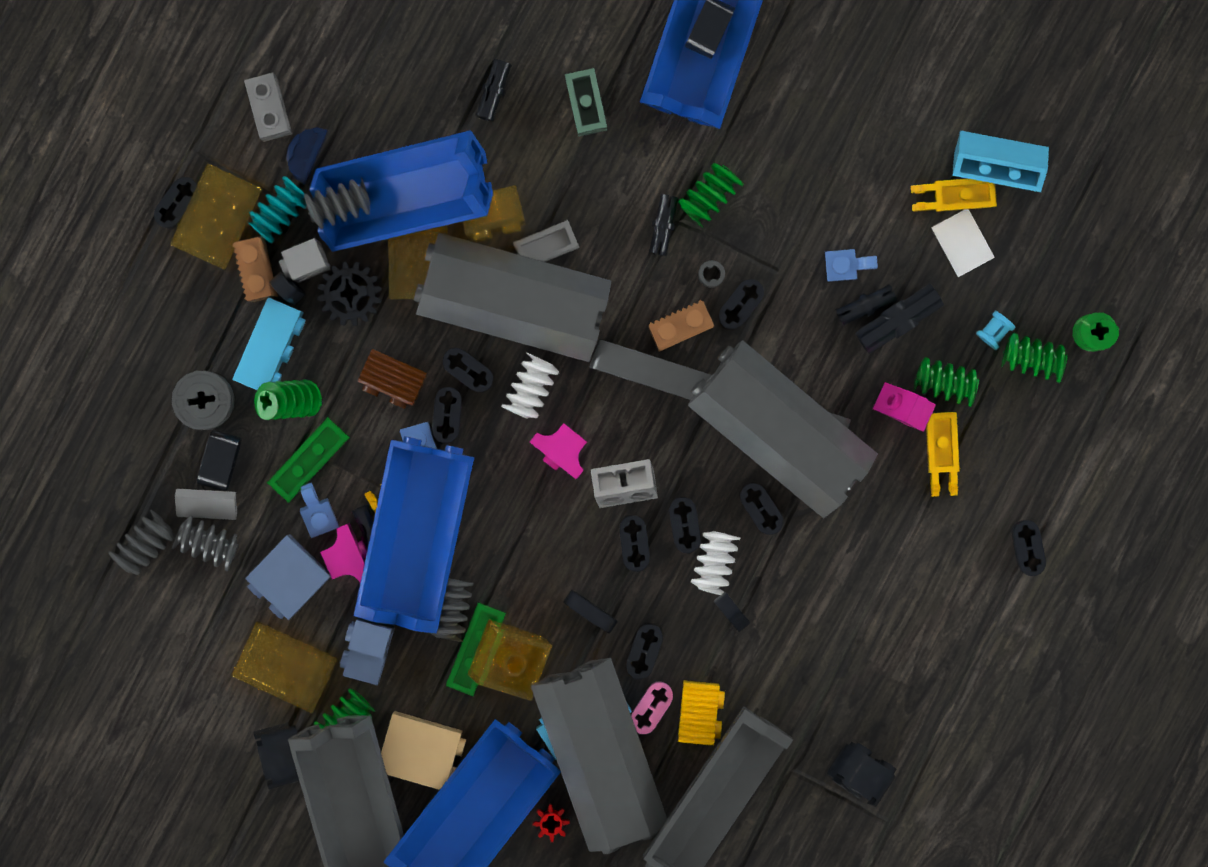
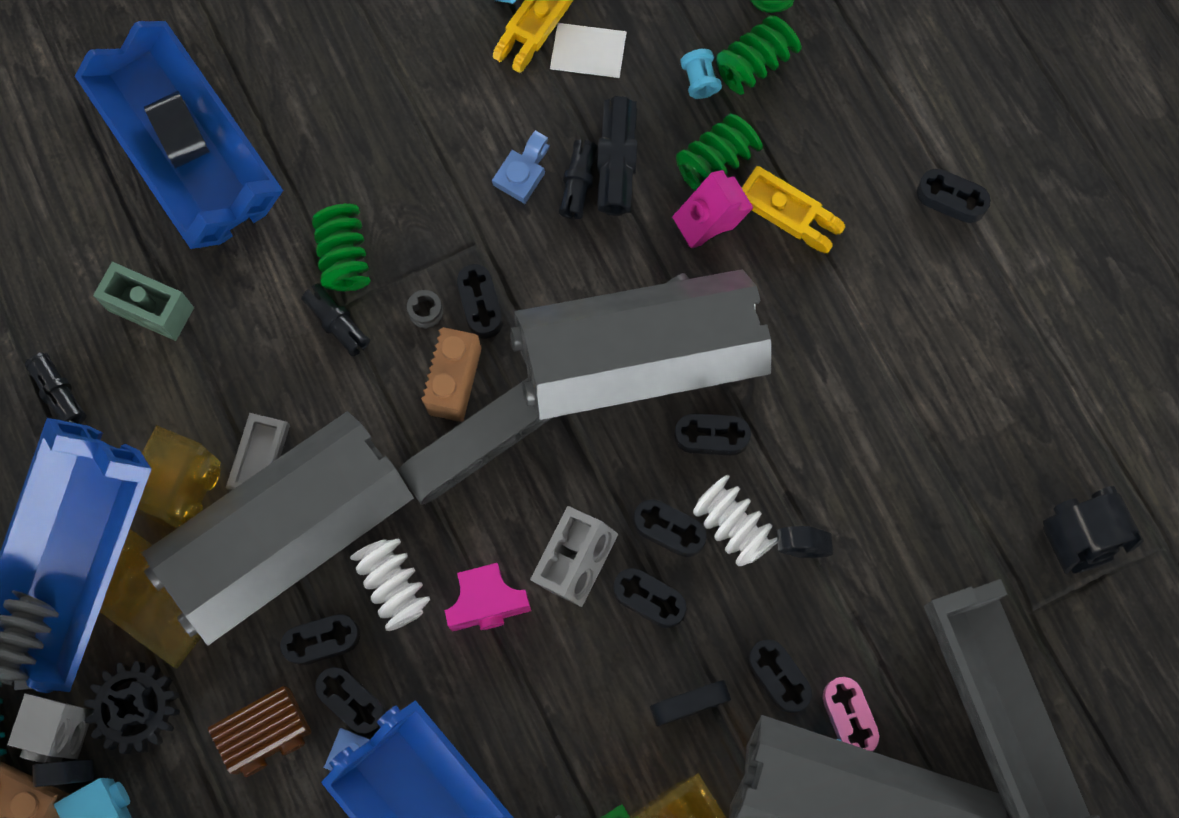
camera: 50 degrees left, 15 degrees down
(699, 713) = (896, 664): yellow brick -> none

